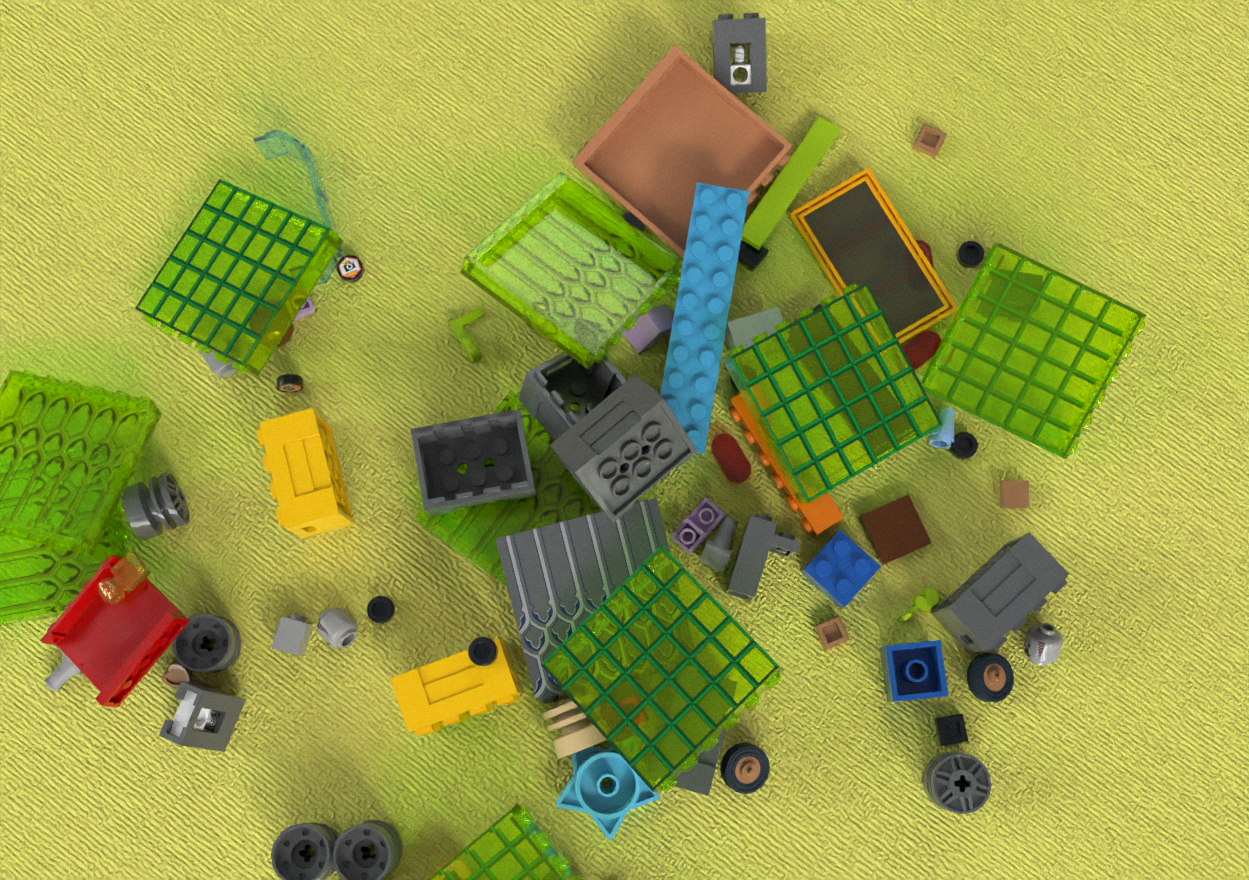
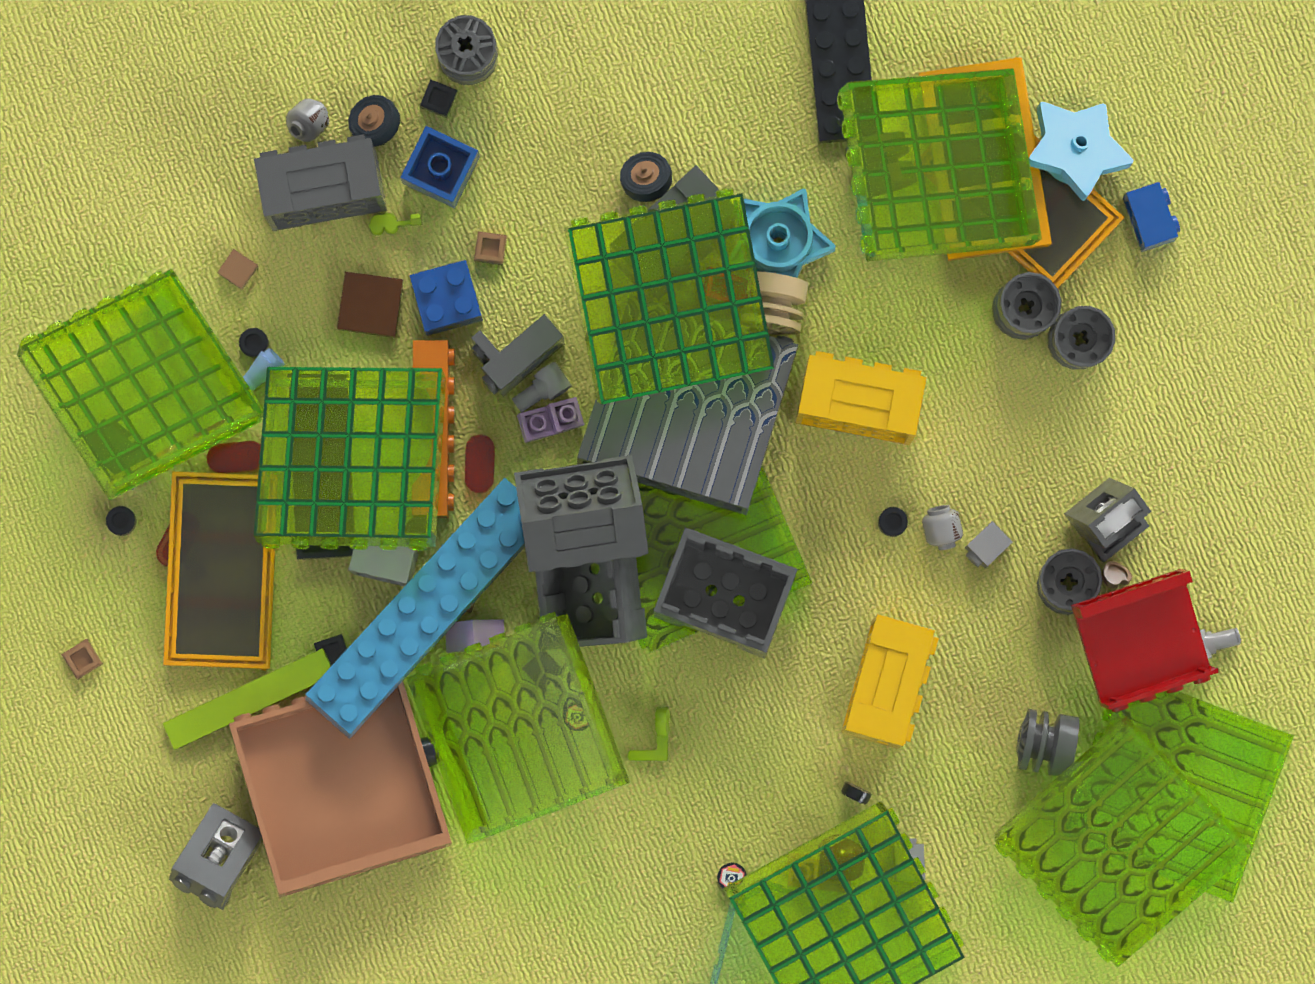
camera: 150 degrees left, 5 degrees up
(127, 575) = (1104, 684): clear yellow plate -> none
(483, 651) = (818, 407): black tile -> none

